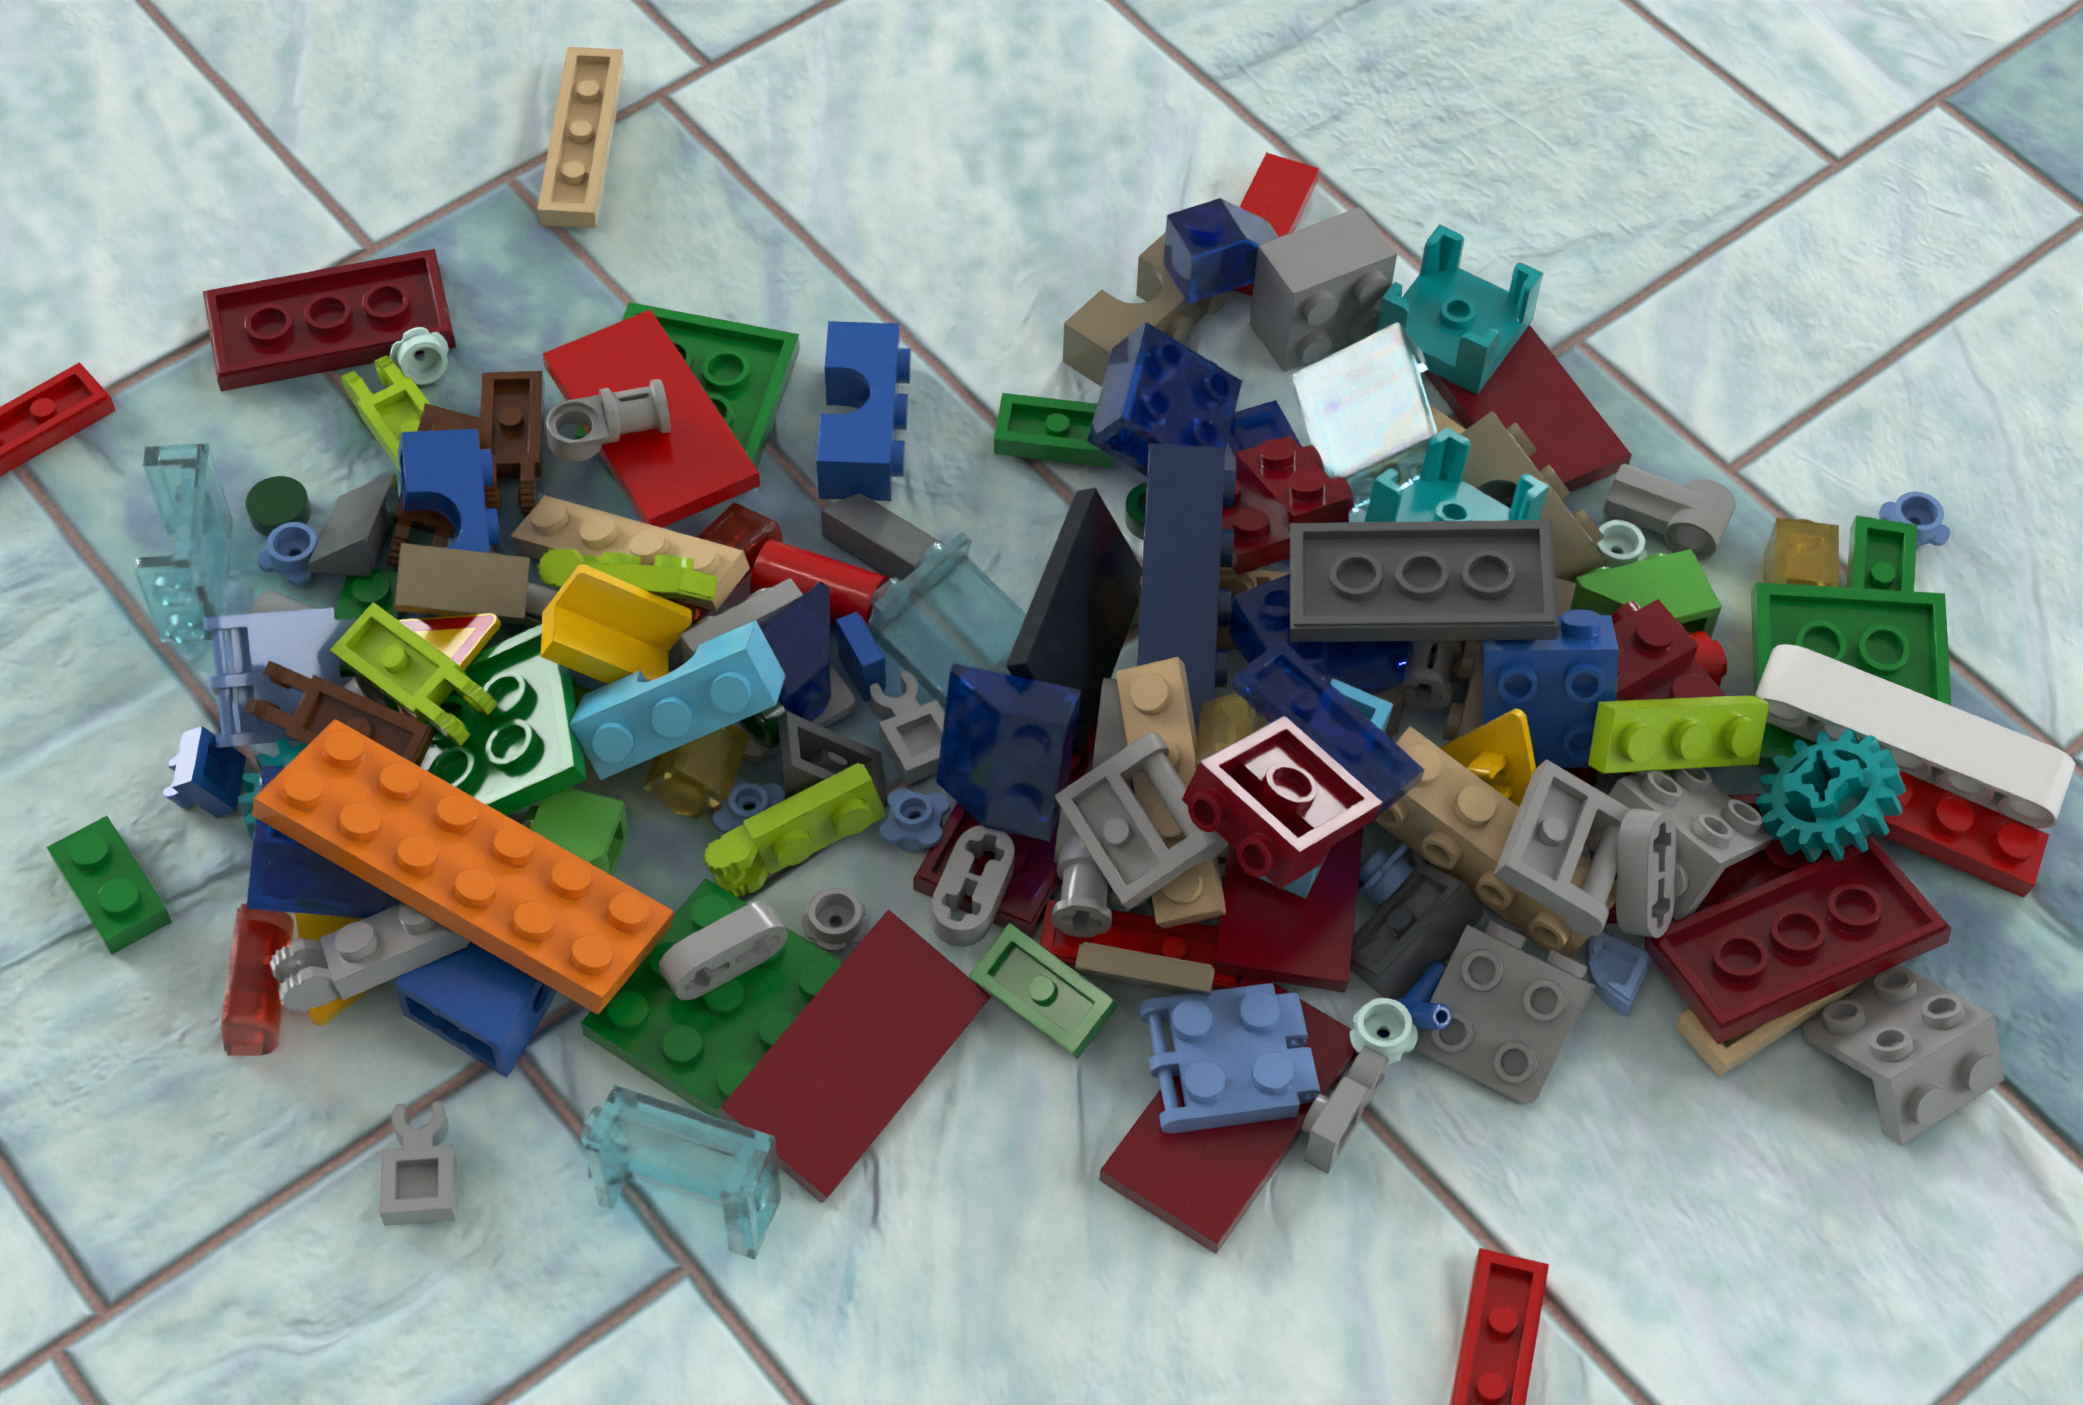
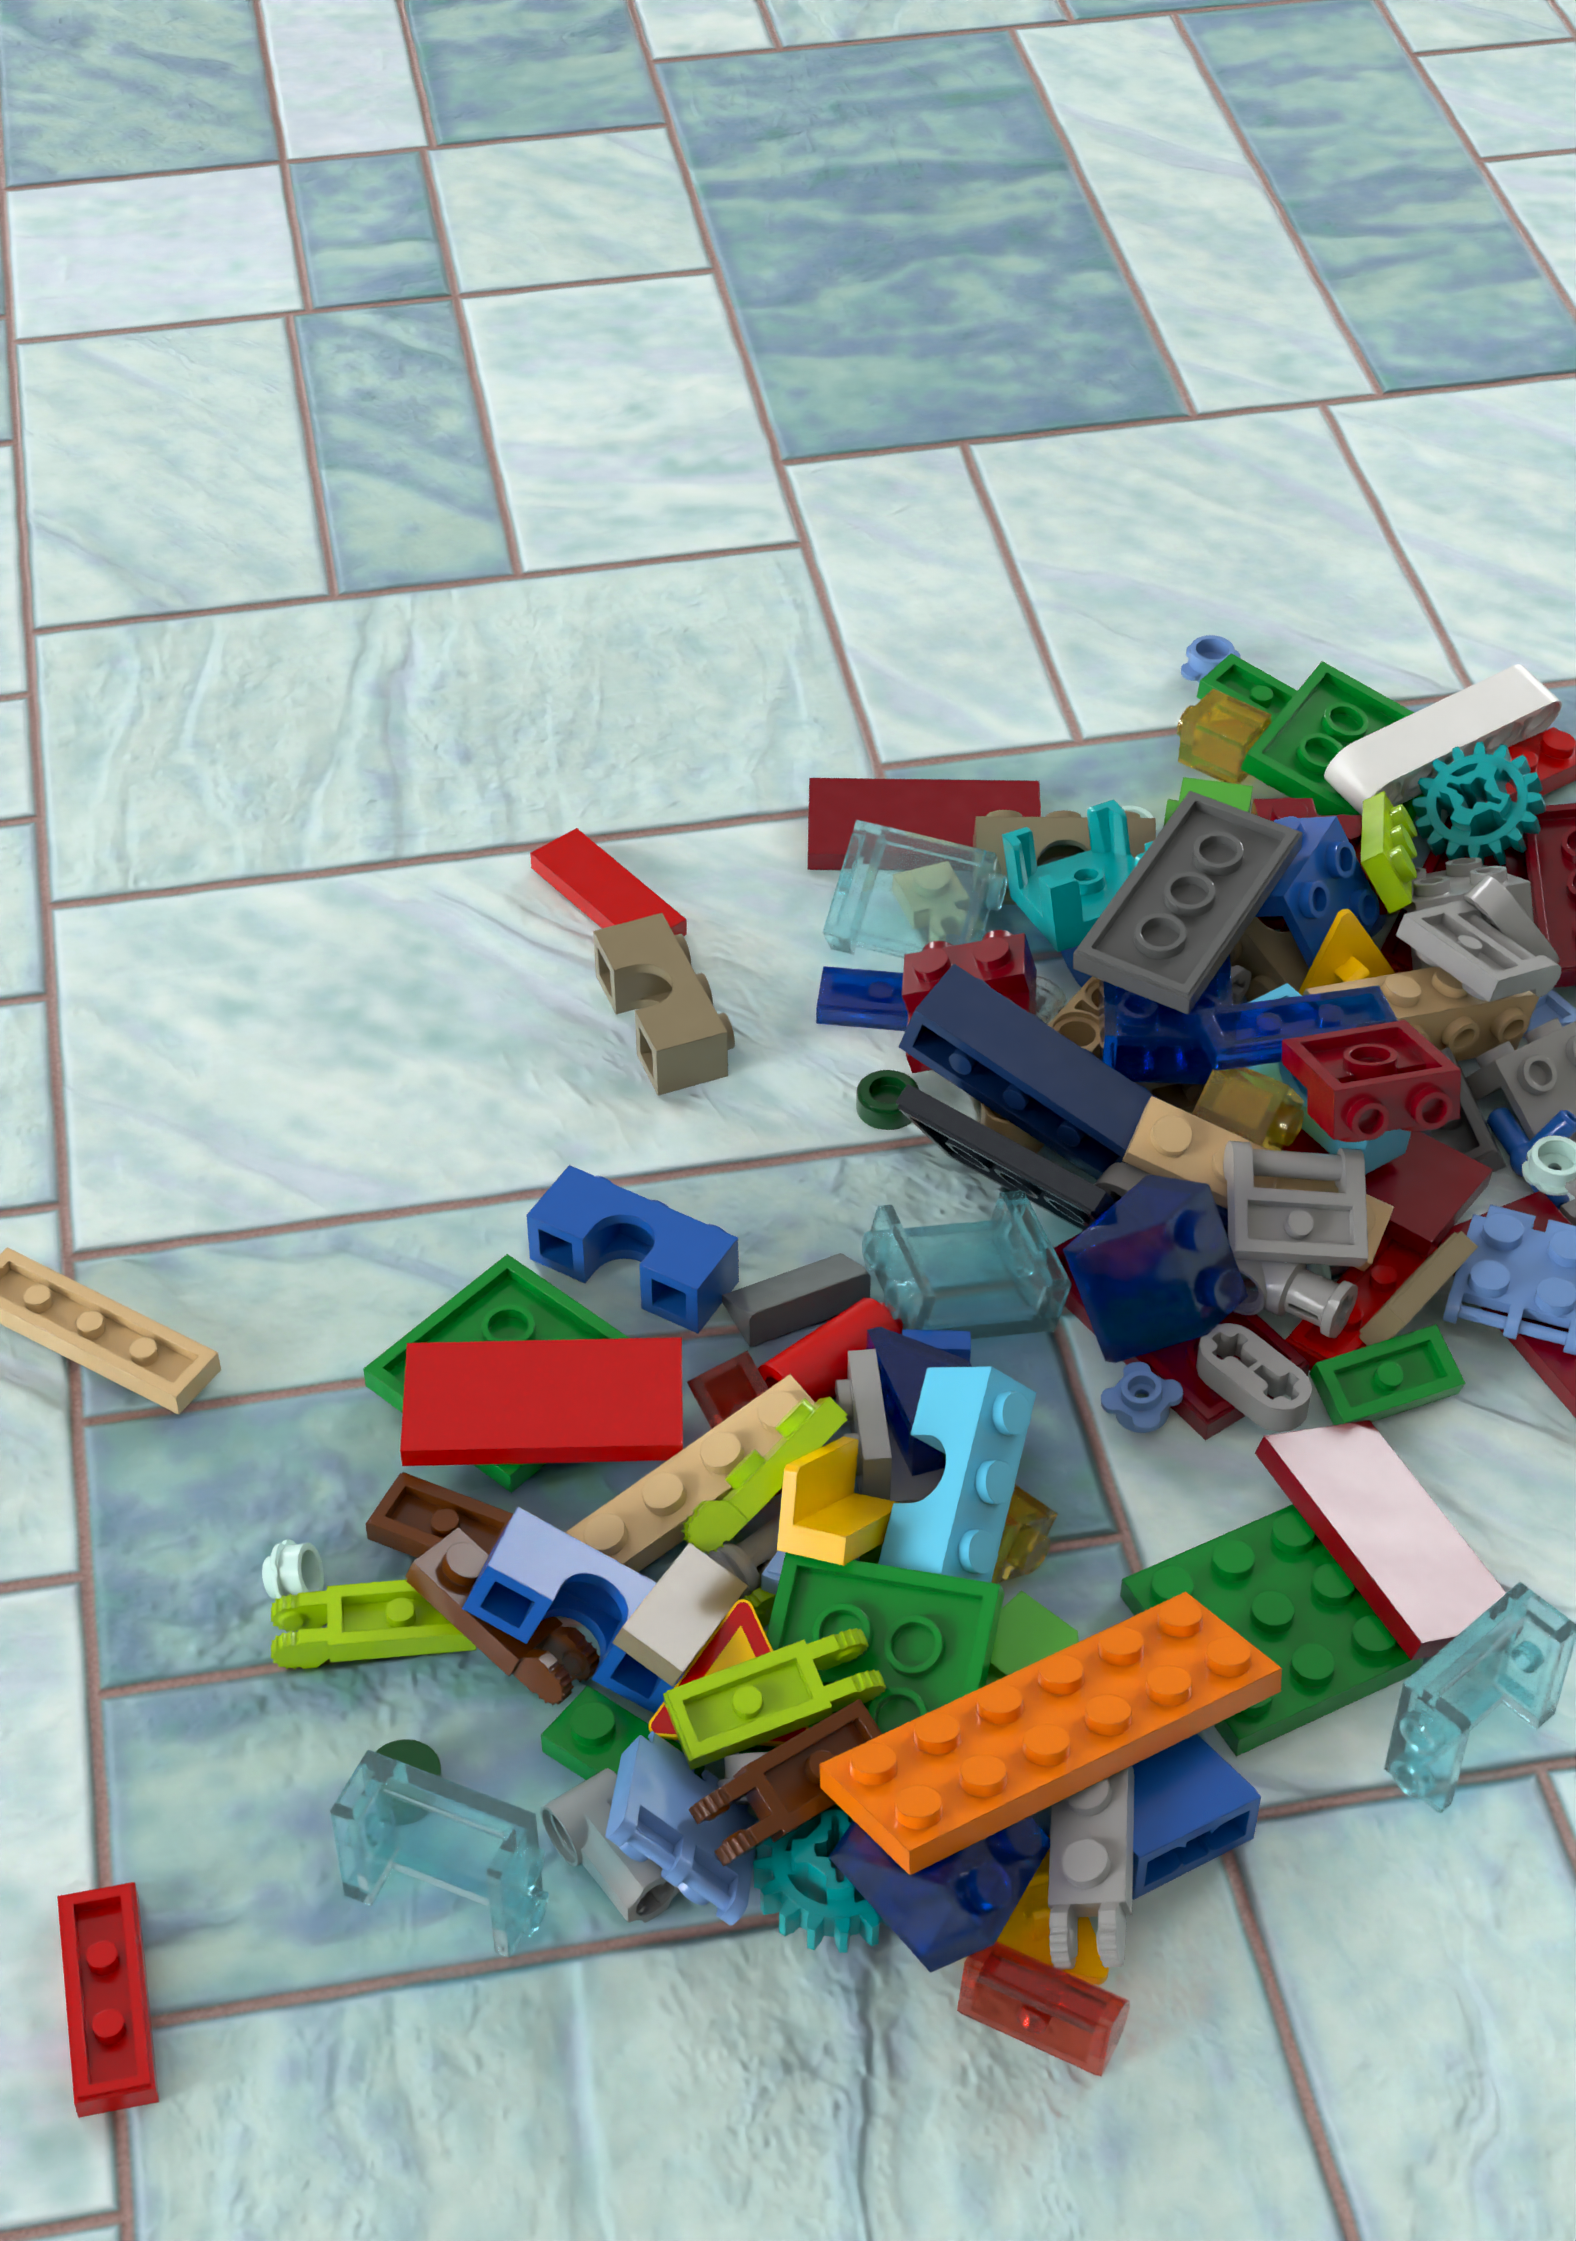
camera: 60 degrees left, 10 degrees down
(109, 885) = (825, 2110): green plate -> none
(206, 774) = (746, 1957): blue tile -> none
(285, 542) = (491, 1765): medium blue plate -> none
(323, 318) = (163, 1649): dark red tile -> none
(357, 529) = (503, 1702): dark grey slope -> none
(421, 1176) = (1352, 1940): light grey plate -> none
(608, 417) = (533, 1421): light grey connector -> none
(723, 950) = (1246, 1575): light grey beam -> none
(743, 794) = (1076, 1515): medium blue plate -> none
(794, 830) = (1120, 1486): lime hinge -> none
(817, 753) = (1057, 1450): dark grey slope -> none
(835, 905) = (1224, 1487): light grey plate -> none
(909, 730) = (1048, 1356): light grey plate -> none
(1047, 430) = (754, 1122): green plate -> none
(1161, 396) = (809, 1025): clear blue brick -> none
(1213, 248) = (669, 910): clear blue slope -> none
(1320, 288) = (748, 870): light grey brick -> none
(1459, 317) = (818, 810): teal panel -> none
(1685, 515) = (1123, 773): light grey piece -> none

